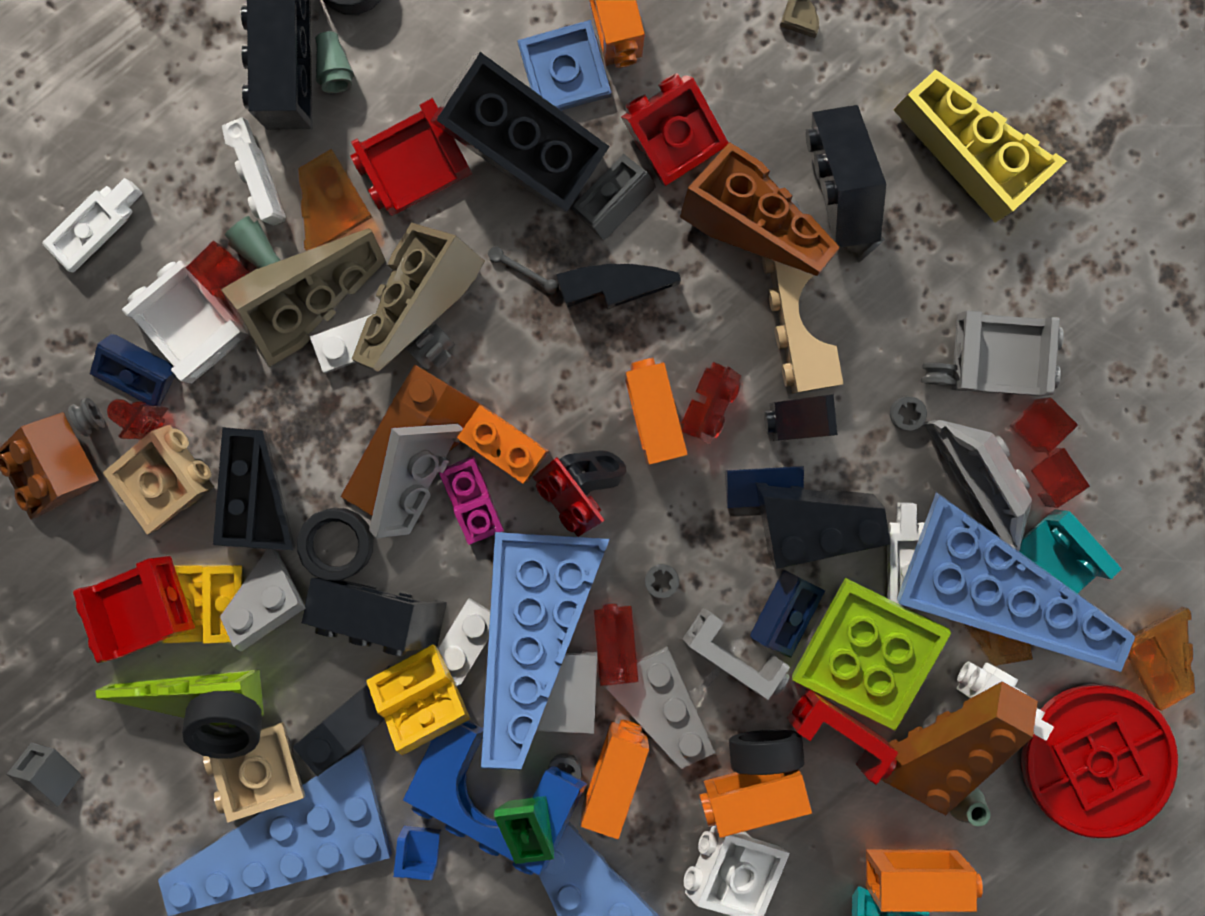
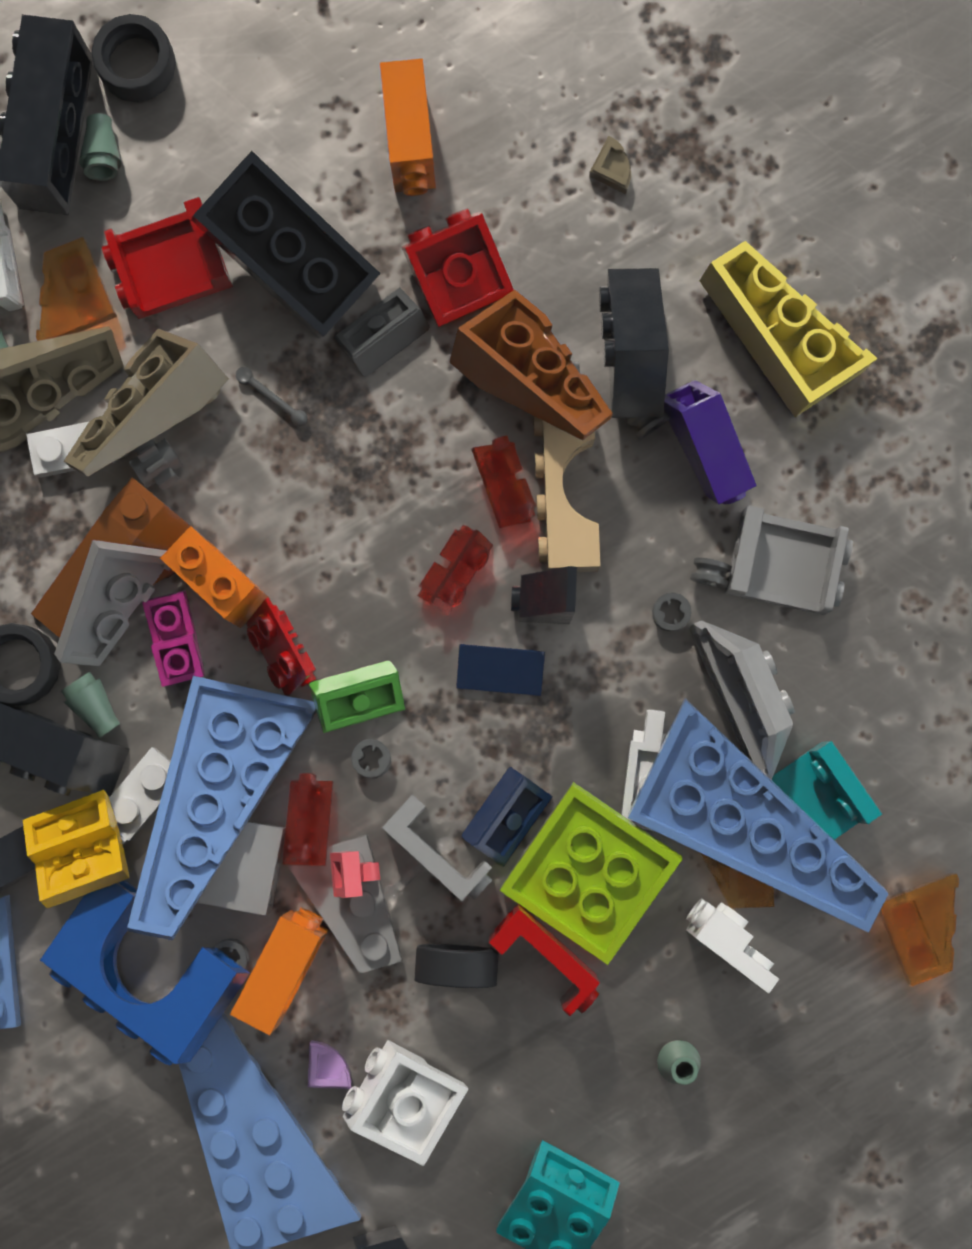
camera: 15 degrees right, 5 degrees down
(408, 569) = (90, 703): none -> sand green cone
(417, 853) = (47, 1025): blue panel -> none
(526, 829) = (167, 1009): green slope -> none
(565, 66) = (351, 186): medium blue tile -> none
(601, 469) = (312, 622): black plate -> none
(615, 282) = (368, 422): black slope -> none
(642, 527) = (357, 696): none -> bright green slope
(654, 411) = (386, 566): orange window -> none
(662, 686) = (350, 873): none -> coral tile
(664, 852) = (327, 1068): none -> lavender tile
(737, 305) = (508, 497): none -> clear red hinge
(753, 801) = (433, 1017): orange window -> none
(819, 524) = (553, 717): black wedge -> none
(922, 880) = (612, 1140): orange window -> none
(924, 256) = (709, 441): none -> dark purple slope
(963, 747) = (670, 992): dark orange wedge -> none
(1044, 425) = (819, 645): clear red panel -> none
(1058, 478) = (827, 705): clear red panel -> none
(1103, 763) = (836, 1035): red plate -> none

